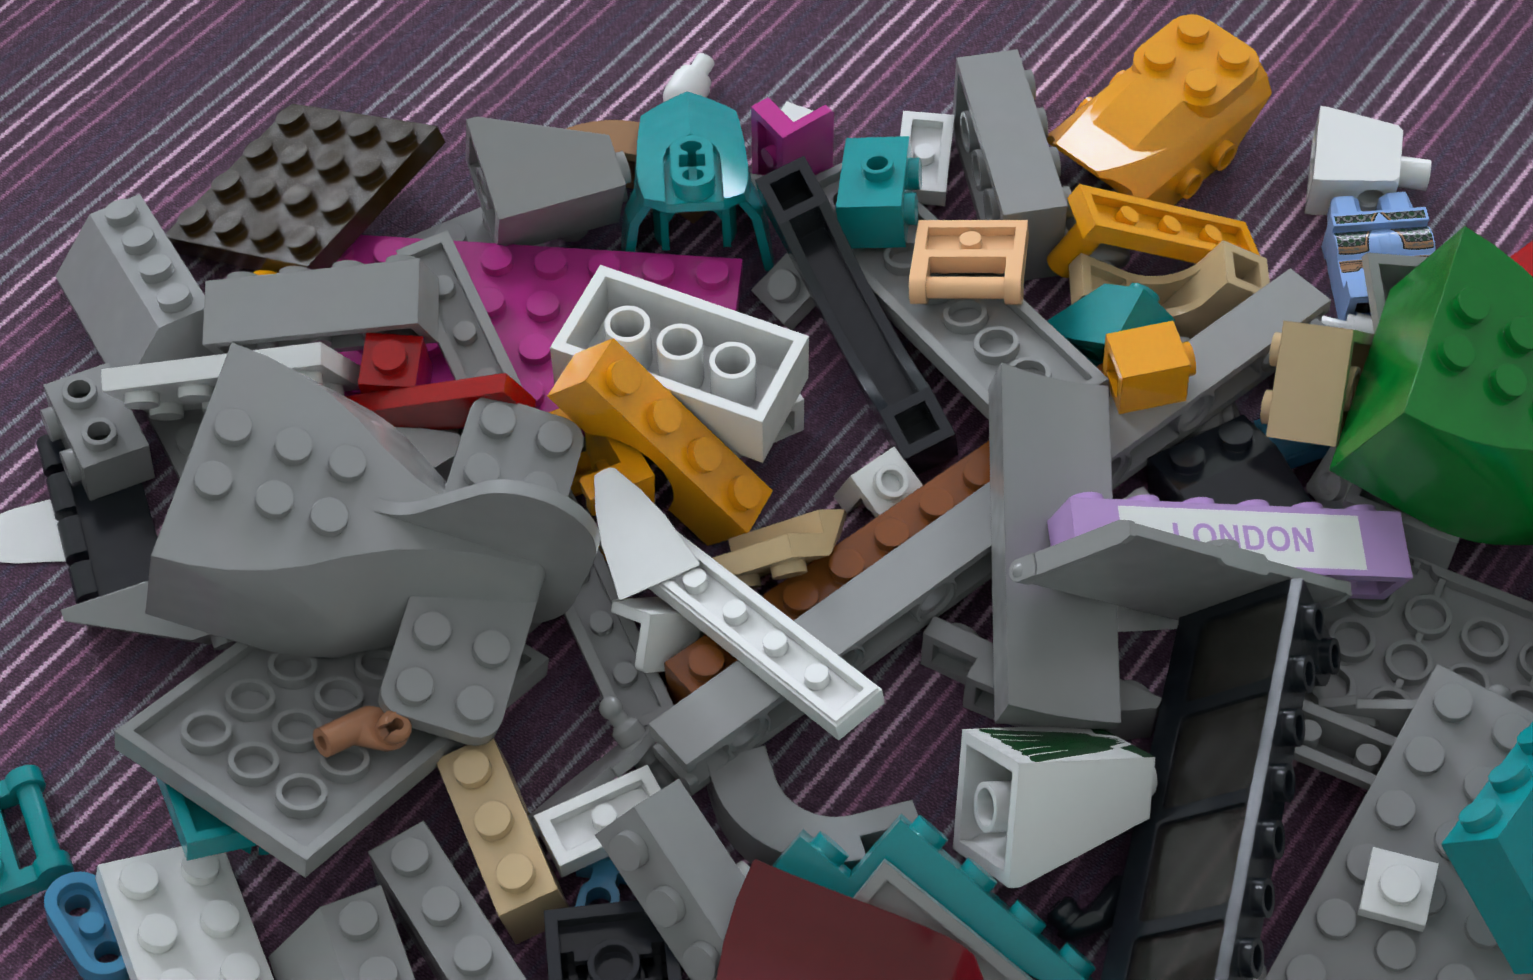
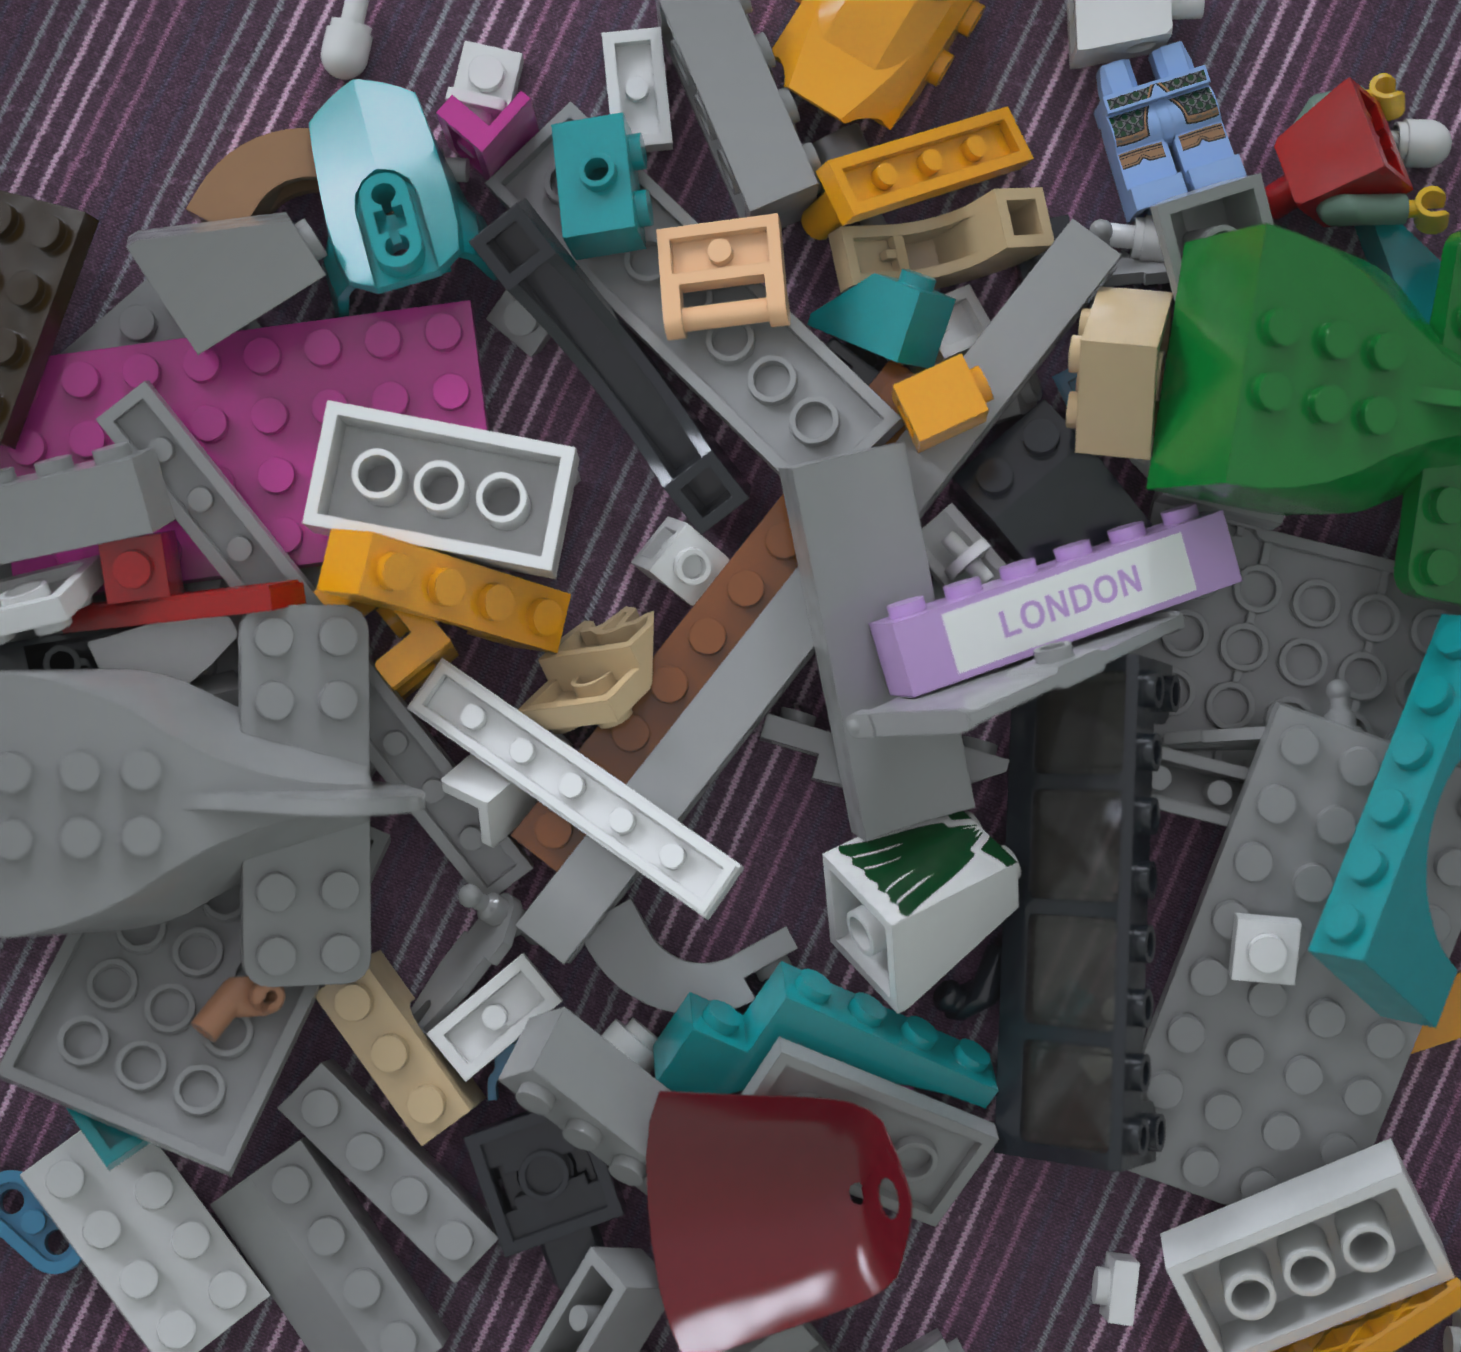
camera: 15 degrees left, 30 degrees up
(636, 536) = (450, 717): white sticker -> none

